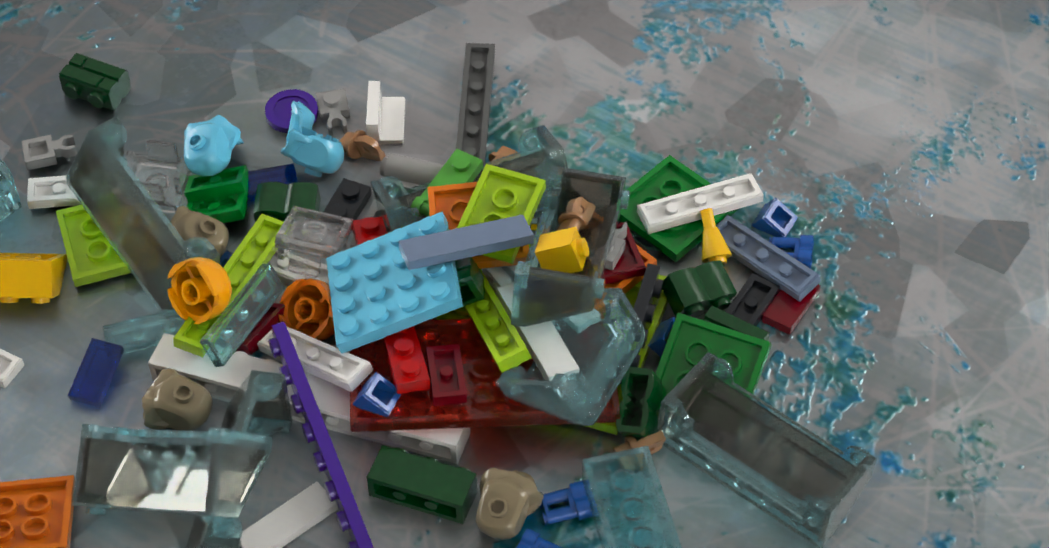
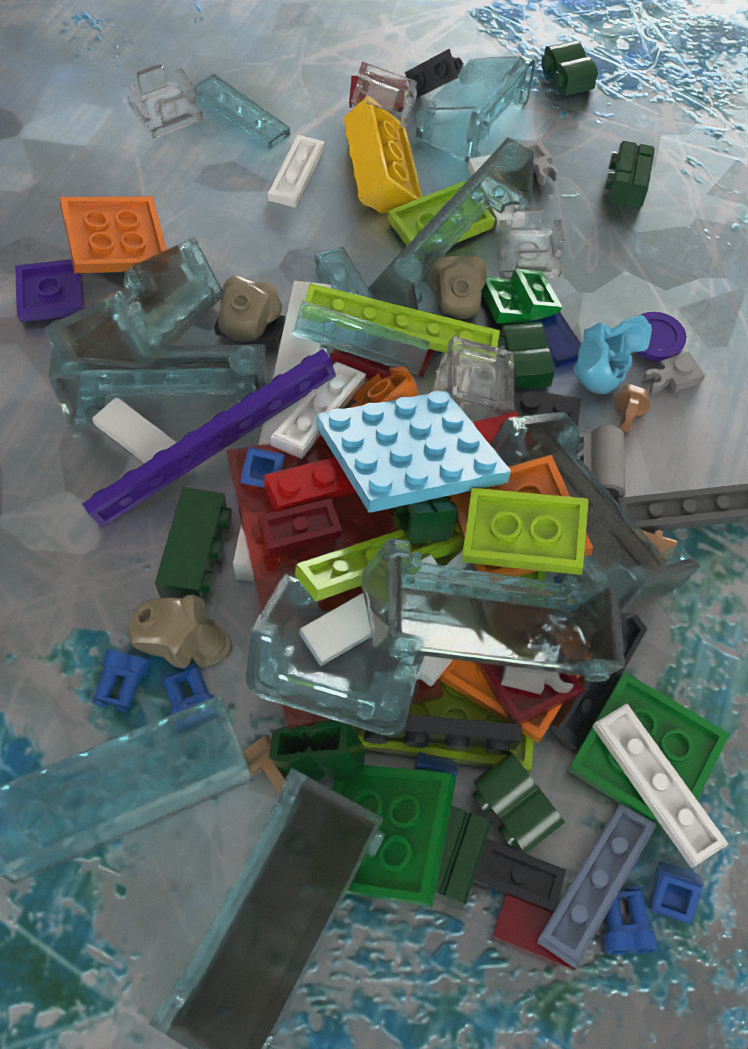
camera: 75 degrees right, 10 degrees up
(95, 372) = (288, 252): clear blue tile -> none
(199, 289) = (364, 286): light orange cylinder -> none
(210, 145) = (570, 266): medium azure head -> none
(384, 116) = (681, 418): white panel -> none
(458, 169) = (605, 493): bright green plate -> none
(466, 242) = (457, 497): sand blue tile -> none
(562, 251) = (475, 605): yellow brick -> none
(577, 214) = (559, 623): medium nougat piece -> none
(713, 244) = (597, 812): yellow cone -> none

